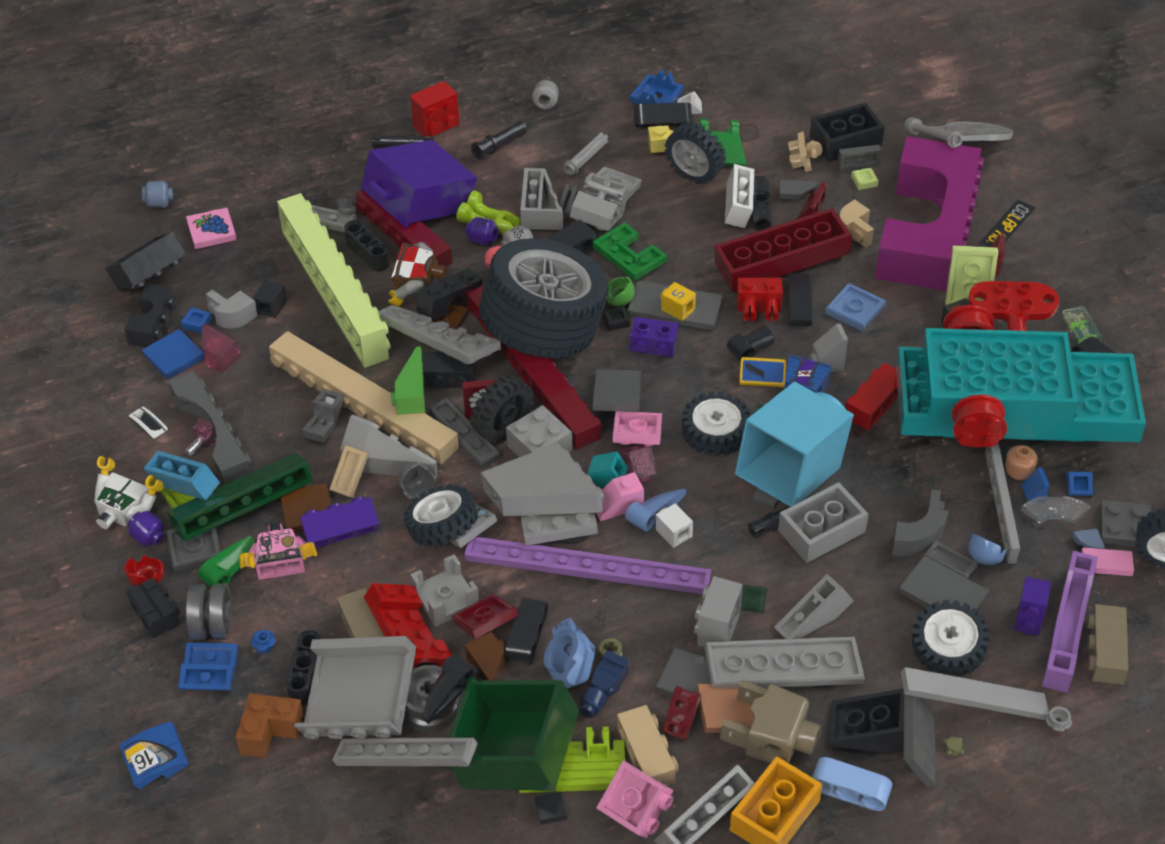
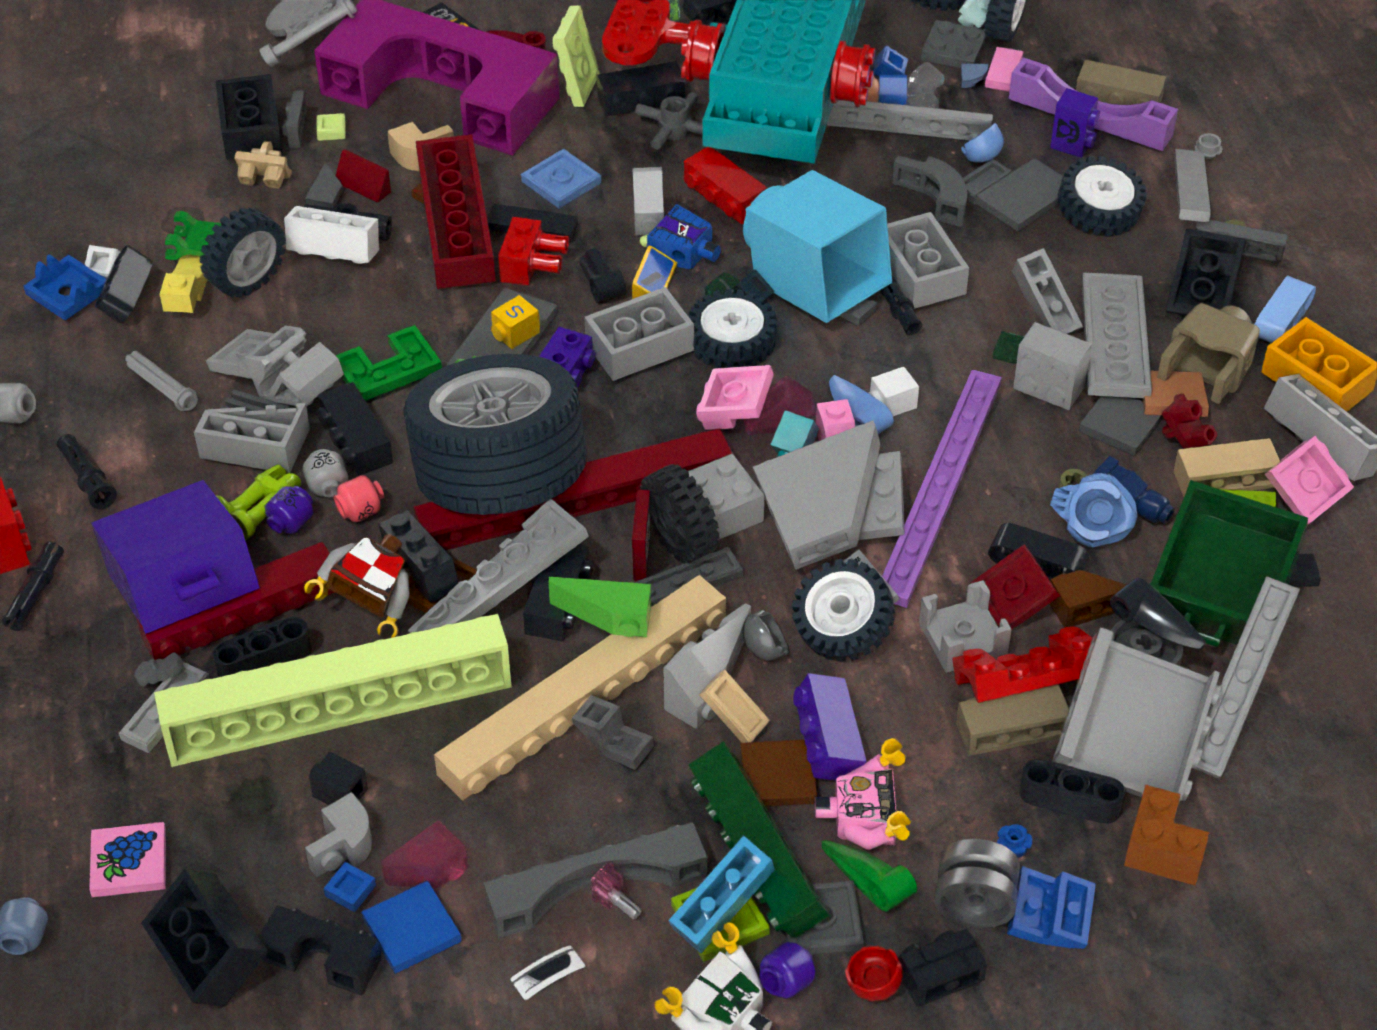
camera: 80 degrees left, 0 degrees up
(154, 754) = (1199, 979): blue slope -> none
(617, 390) = (654, 409): dark grey tile -> none
(688, 367) = (640, 333): none -> light grey brick

